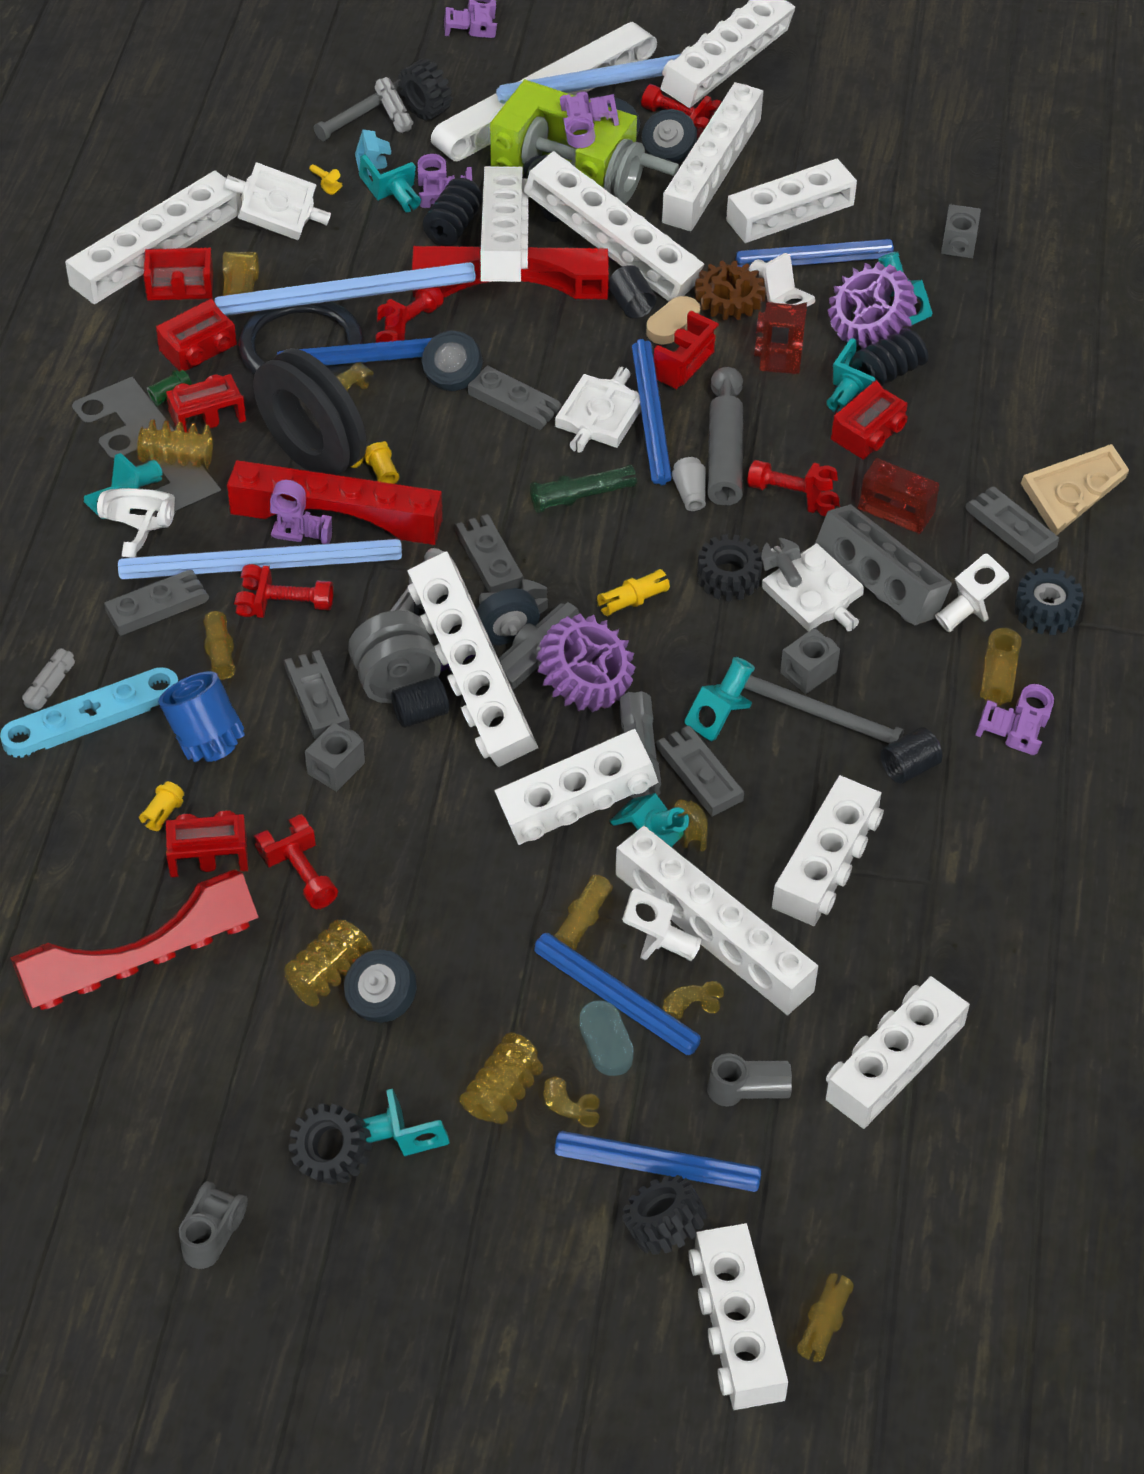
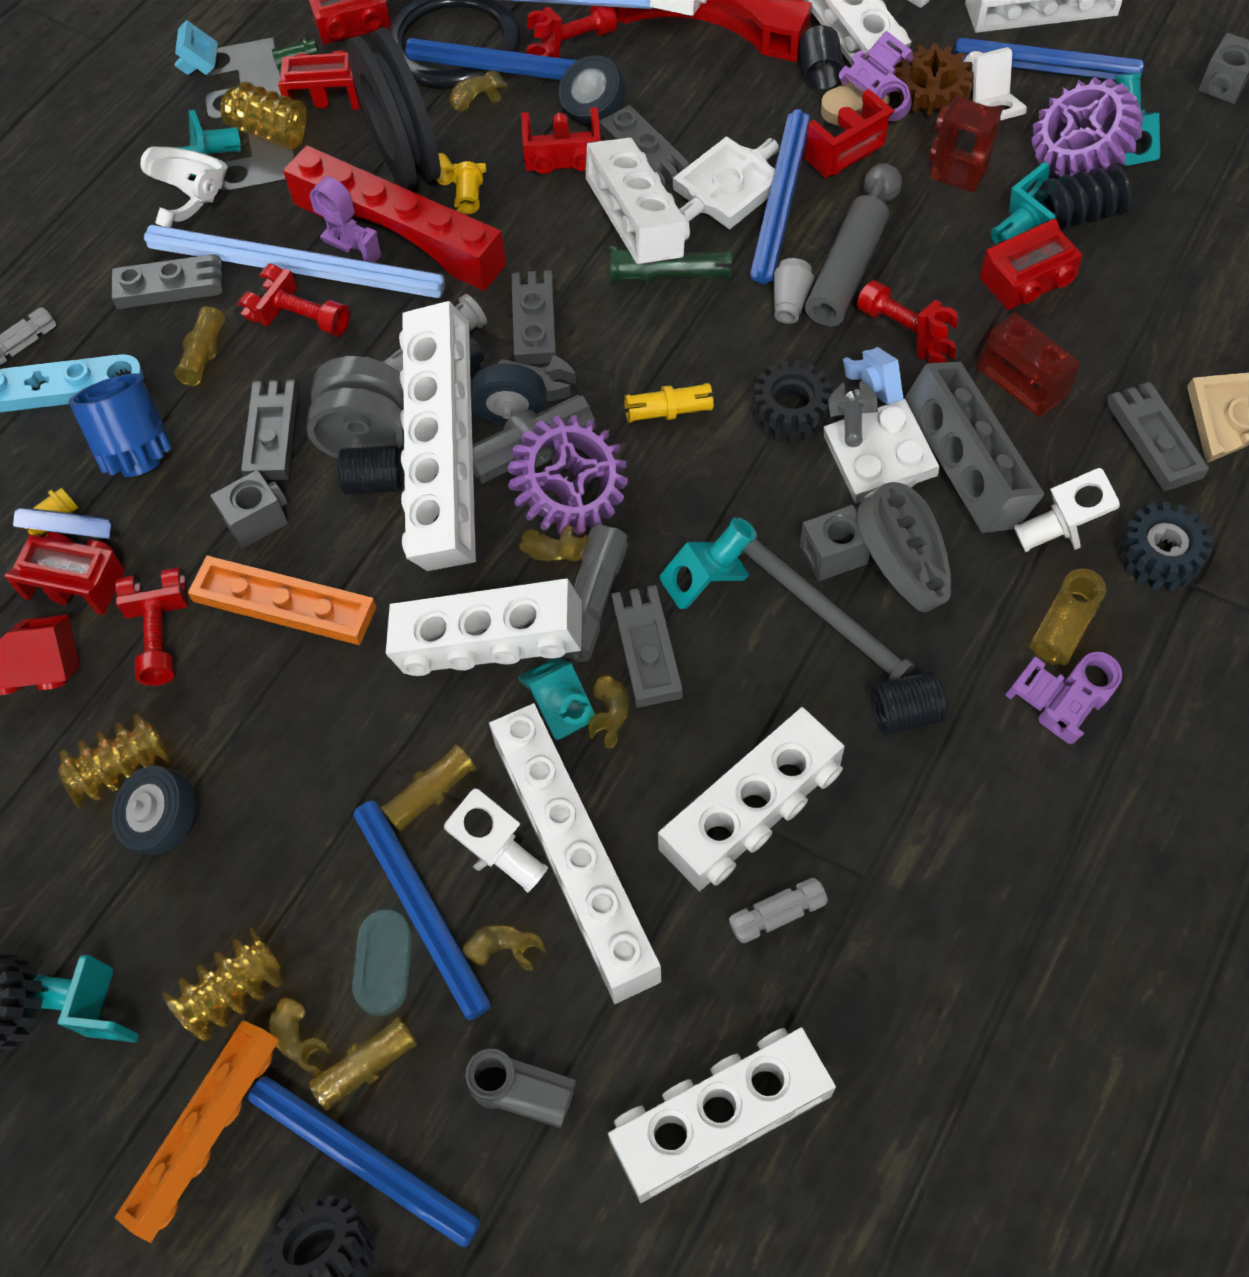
camera: 25 degrees right, 10 degrees up
(73, 403) = (195, 49): none -> medium azure tile
(190, 804) = (63, 522): none -> tile
(397, 815) = (283, 600): none -> orange plate
(447, 413) = (560, 149): none -> red window
(530, 1177) = (189, 1142): none -> orange plate
(537, 441) = (636, 201): none -> white brick
(588, 724) = (547, 548): none -> clear yellow arm
(628, 1101) = (362, 1063): none -> clear yellow pin
(686, 292) = (880, 70): none -> medium lavender piece
(790, 526) = (879, 372): none -> light blue plate
(865, 646) = (906, 544): none -> dark grey piece
(877, 918) = (778, 910): none -> light grey axle

